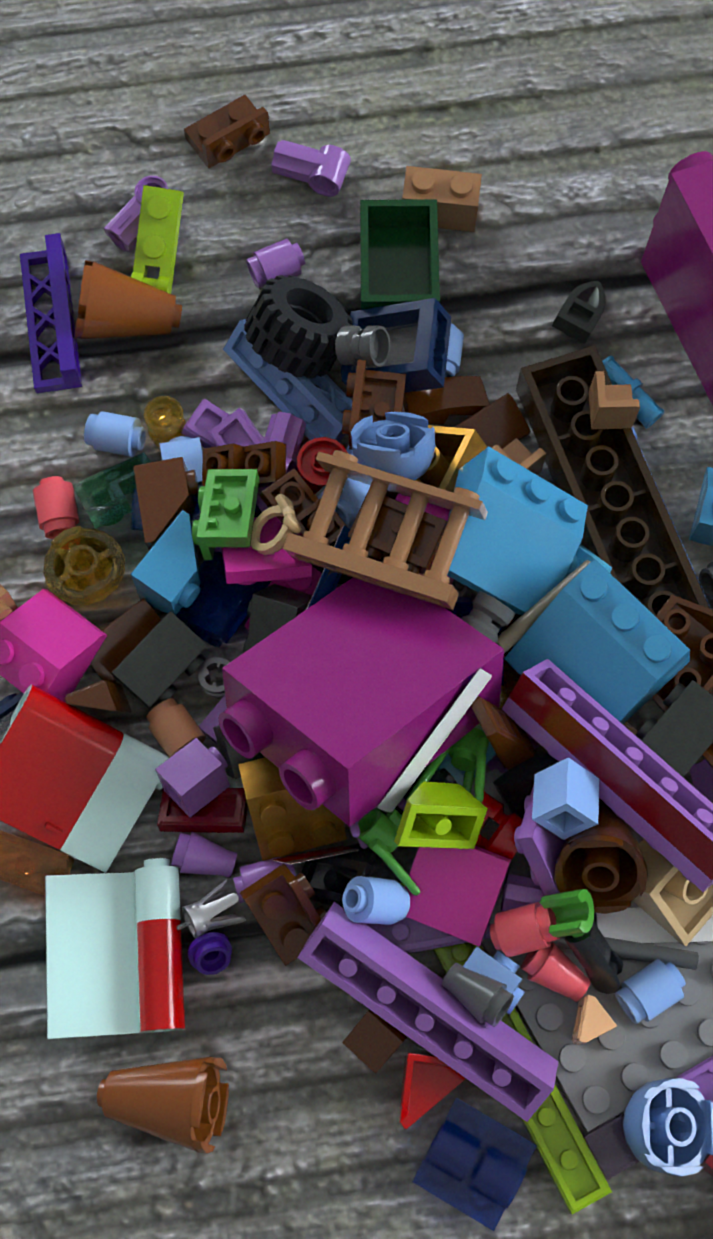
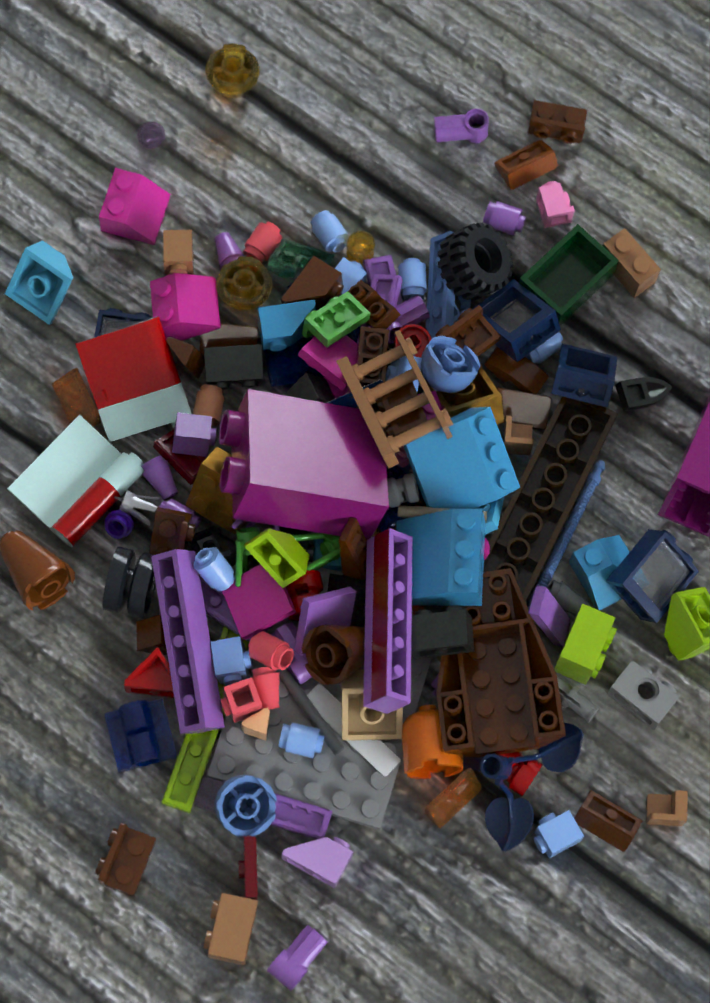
camera: 40 degrees right, 0 degrees up
(26, 549) = (226, 249): none -> medium lavender cone
(59, 317) = (365, 144): dark purple fence -> none
(122, 306) = (399, 167): dark orange cone -> none
(158, 235) = (452, 149): lime plate -> none
(240, 196) = (527, 164): none -> dark orange slope
(251, 399) = (414, 278): none -> light blue brick
(290, 525) = (354, 353): tan piece -> none
(296, 1005) = (130, 582): none -> black wheel
(309, 209) = (554, 205): none -> bright pink brick
(315, 855) = (212, 526): red sticker -> none
(320, 168) = (582, 186): medium lavender piece -> none
(359, 344) = (493, 301): dark grey wheel -> none
(435, 740) = (316, 518): white sticker -> none
(479, 994) = (216, 655): dark grey cone -> none
(532, 337) = (584, 375): none -> dark blue window
(551, 1015) = (241, 700): none -> coral brick
(566, 799) = (346, 604): light blue brick -> none
(576, 923) = (292, 681): piece -> none
(611, 404) = (588, 448): medium nougat panel -> none
(649, 410) = (619, 457): dark azure pin -> none

